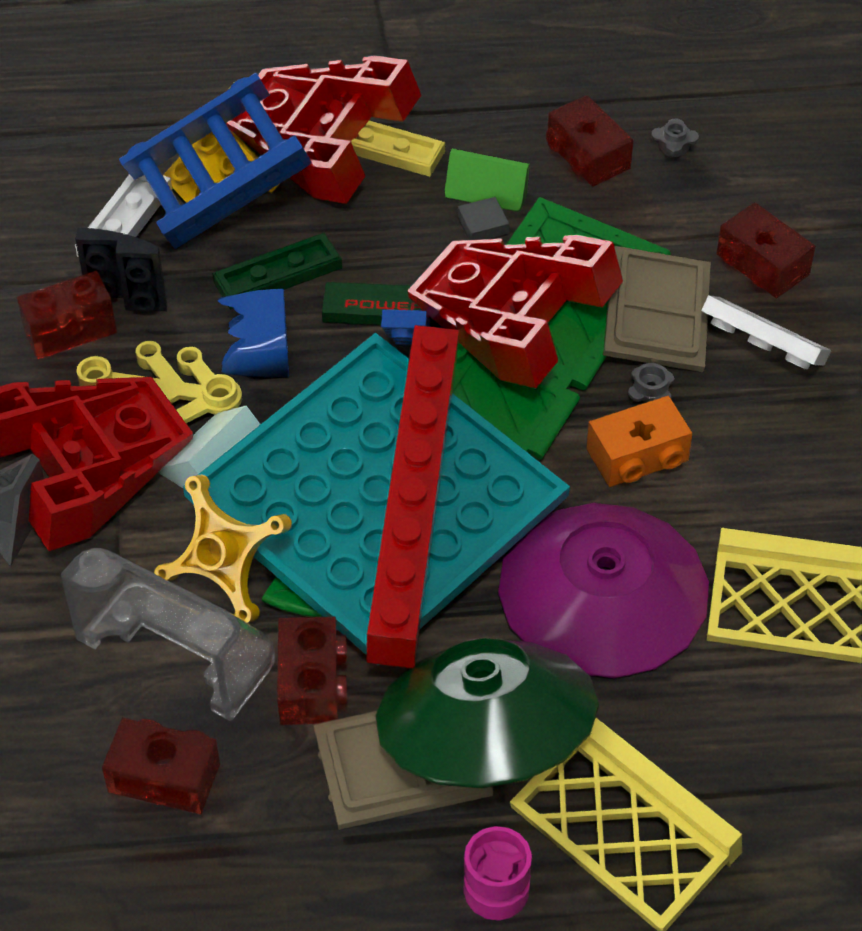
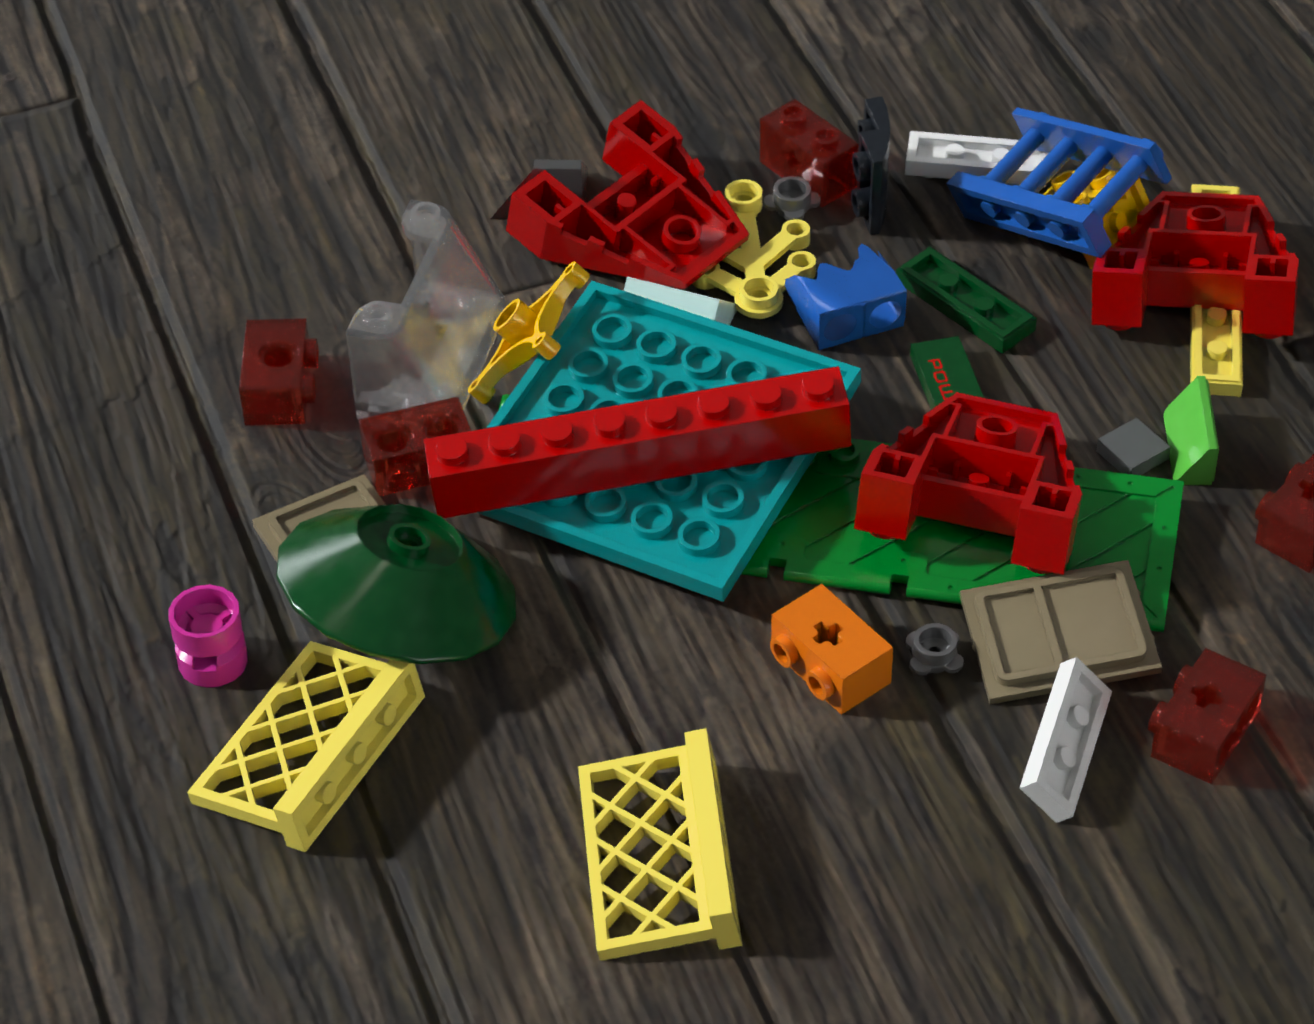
camera: 75 degrees right, 5 degrees down
(109, 343) = (792, 198): none -> flat silver plate
(400, 324) = (878, 384): blue plate -> none
(602, 618) = (618, 669): magenta dish -> none

